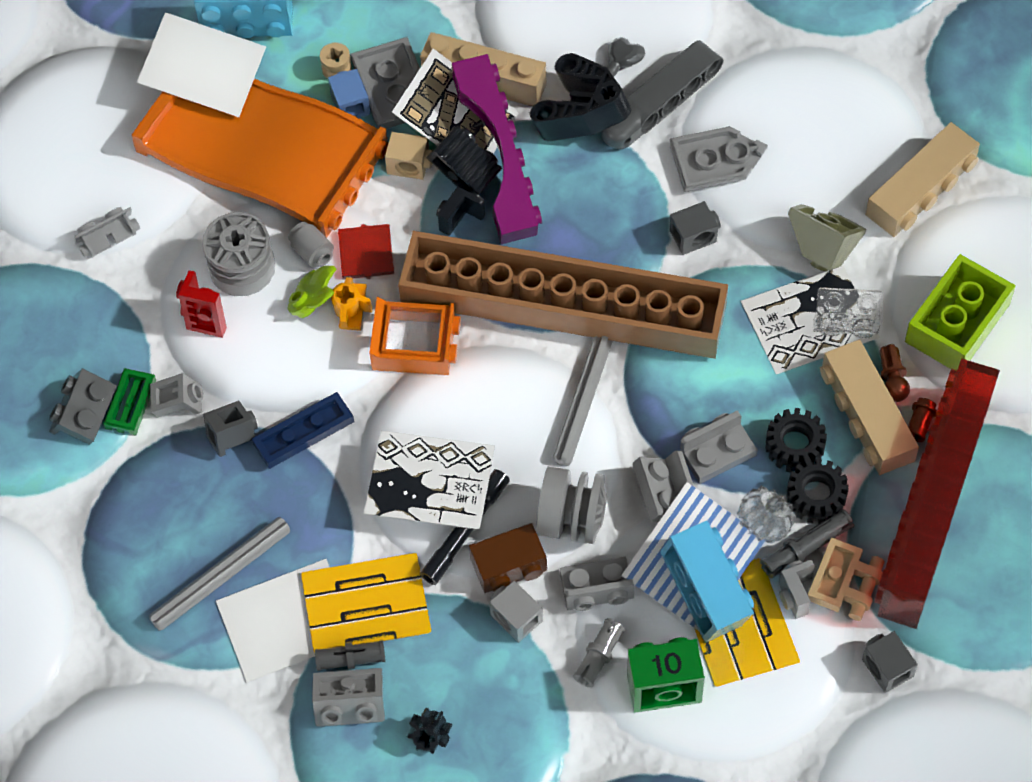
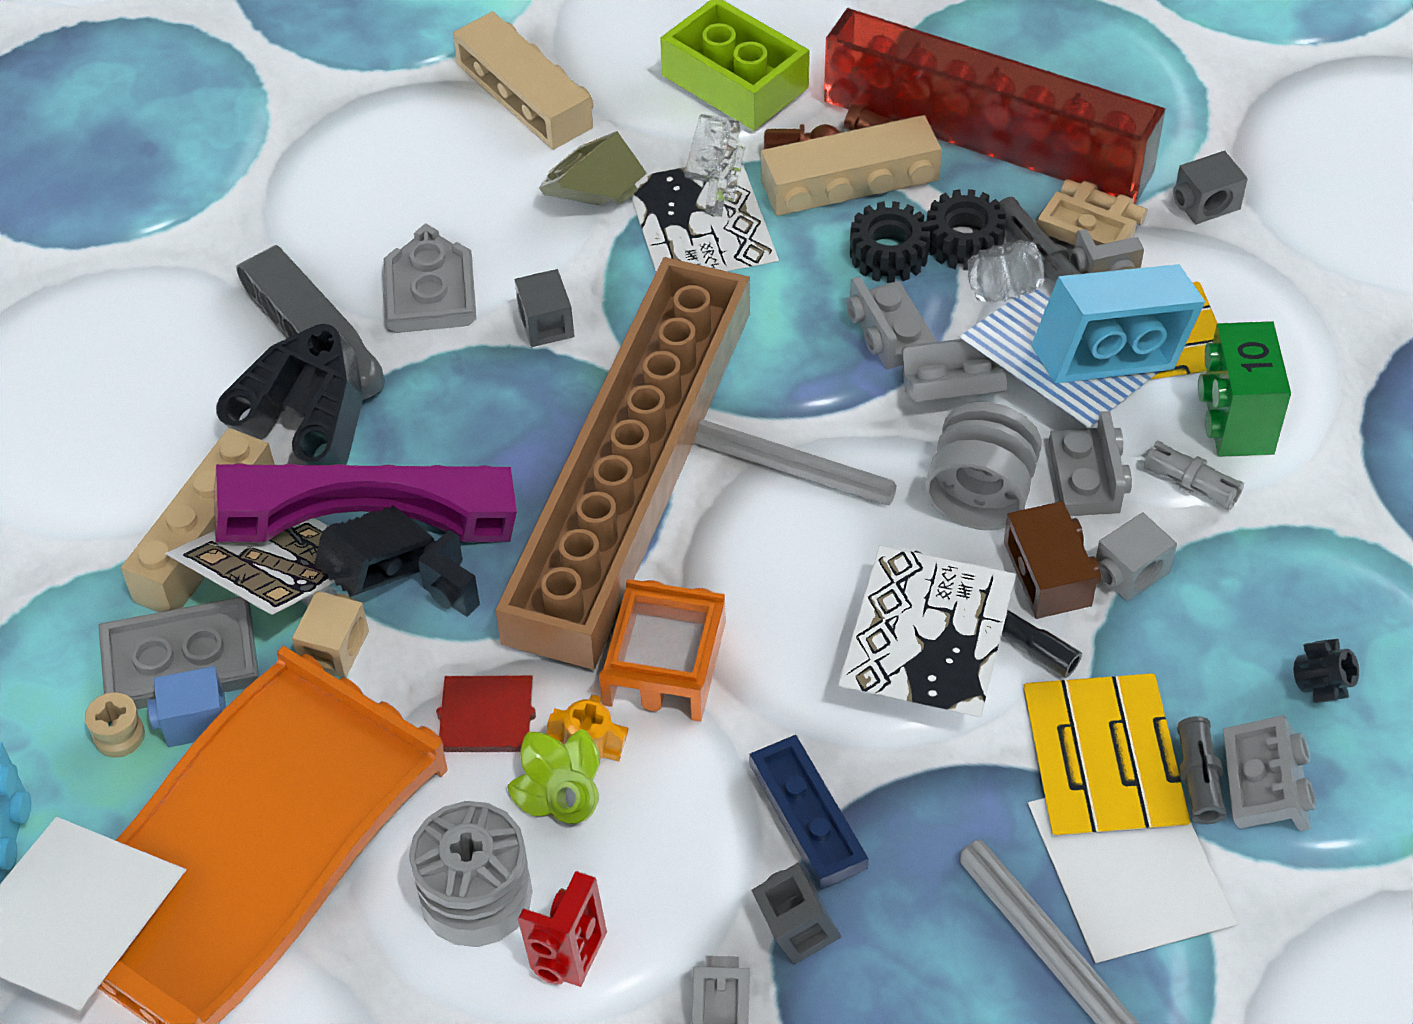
camera: 85 degrees left, 10 degrees down
(311, 244) = (467, 776): light grey brick -> none
(623, 54) = (223, 361): dark grey rock -> none

